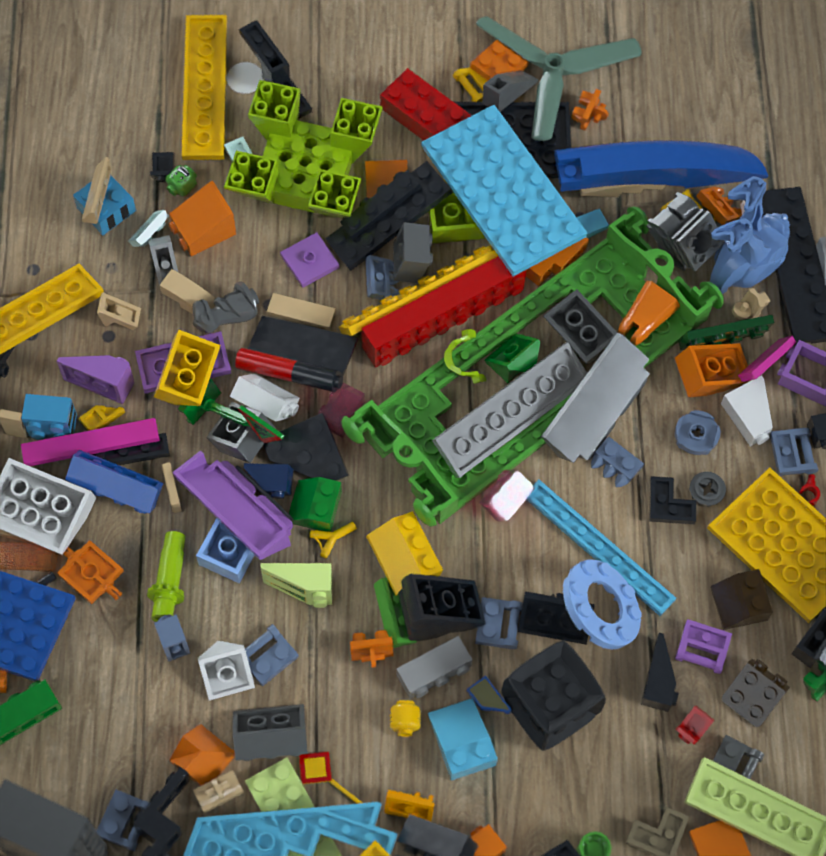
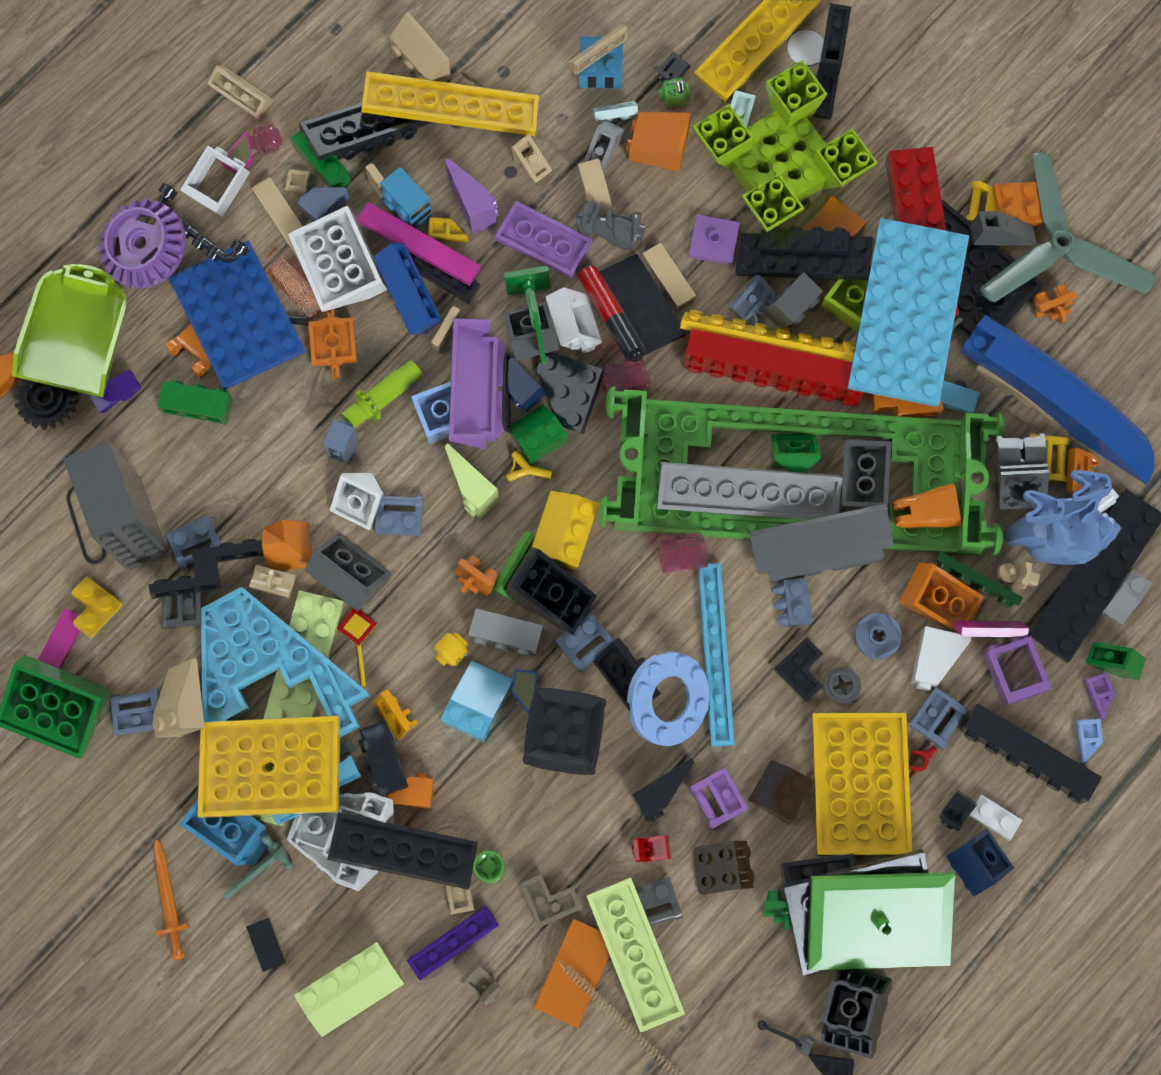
camera: 45 degrees right, 10 degrees up
(187, 370) = (535, 248): yellow slope -> none
(467, 334) = (738, 412): lime helmet -> none

